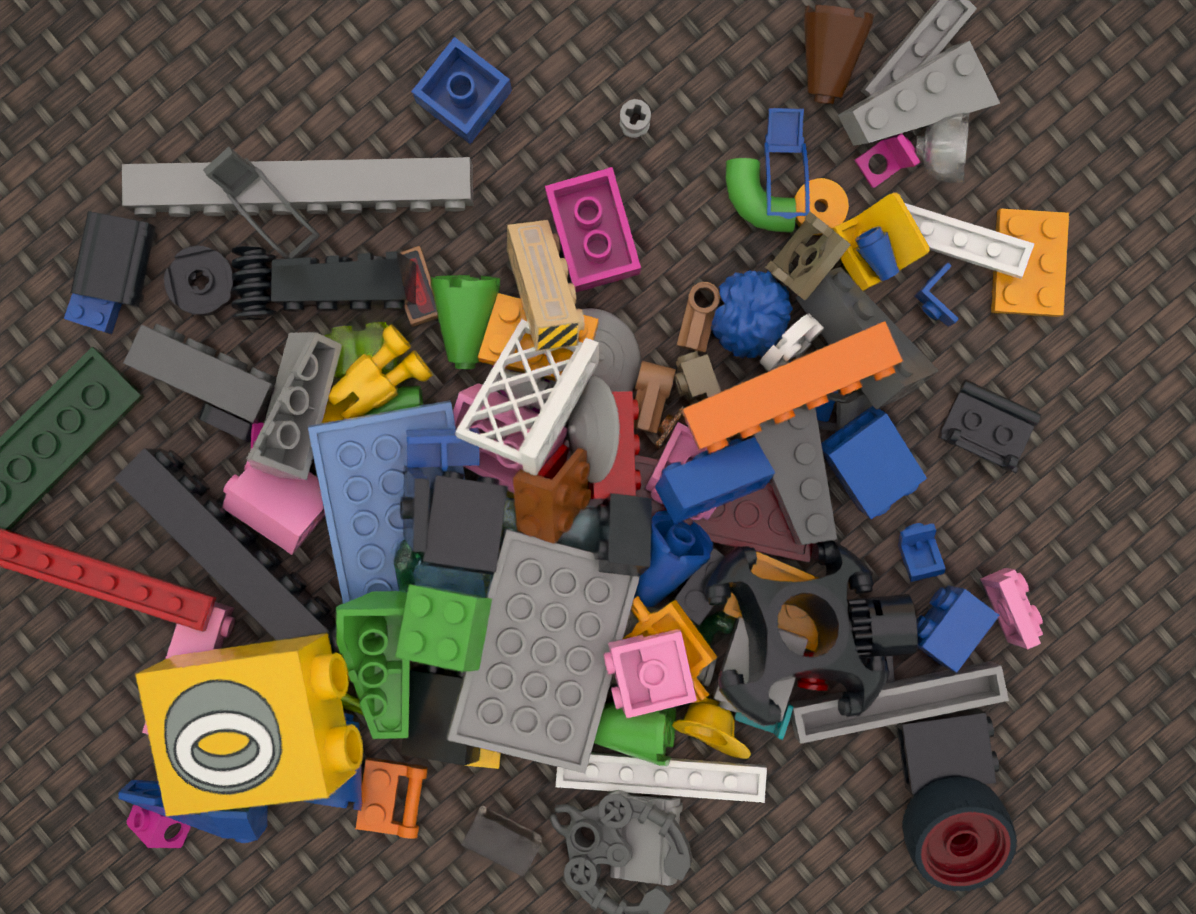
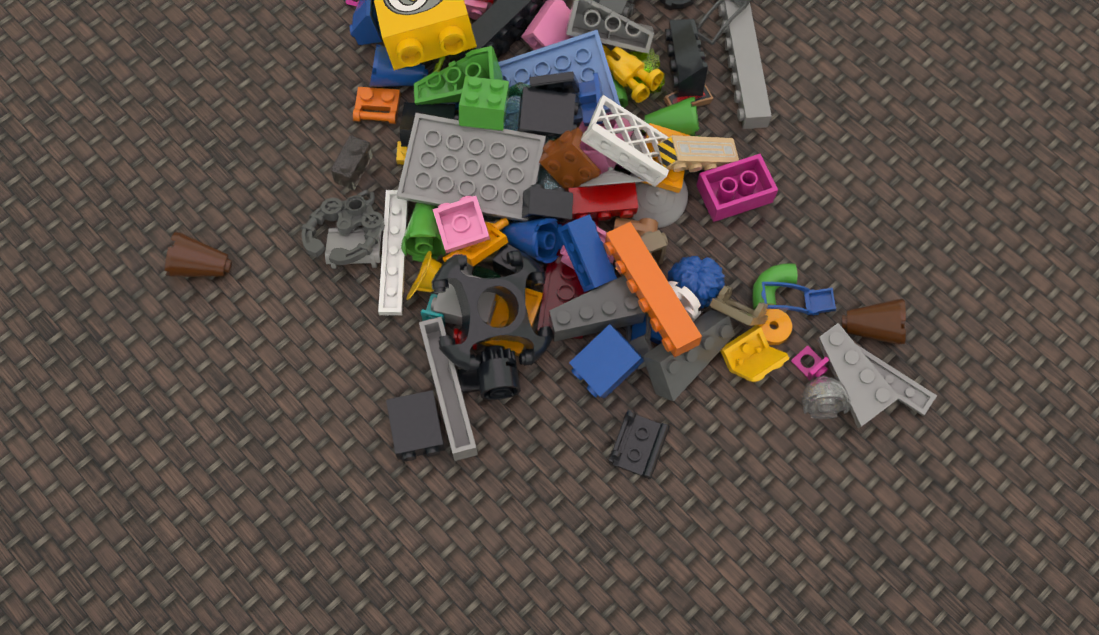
camera: 85 degrees right, 20 degrees down
(253, 283) = (676, 12): black piece -> none
(462, 90) = (811, 111): blue brick -> none
(627, 111) = (813, 210): light grey bush -> none
(697, 321) = (680, 250): medium nougat piece -> none
(877, 252) = (747, 355): blue cone -> none
(920, 552) = (550, 400): blue bracket -> none
(931, 305) = (727, 393): blue bracket -> none
(953, 626) = (500, 417): blue brick -> none
(959, 834) = (360, 428): wheel -> none
(972, 242) = (763, 414): white plate -> none
(1017, 617) = (516, 458): bright pink plate -> none
(1043, 282) = (755, 465): light orange plate -> none

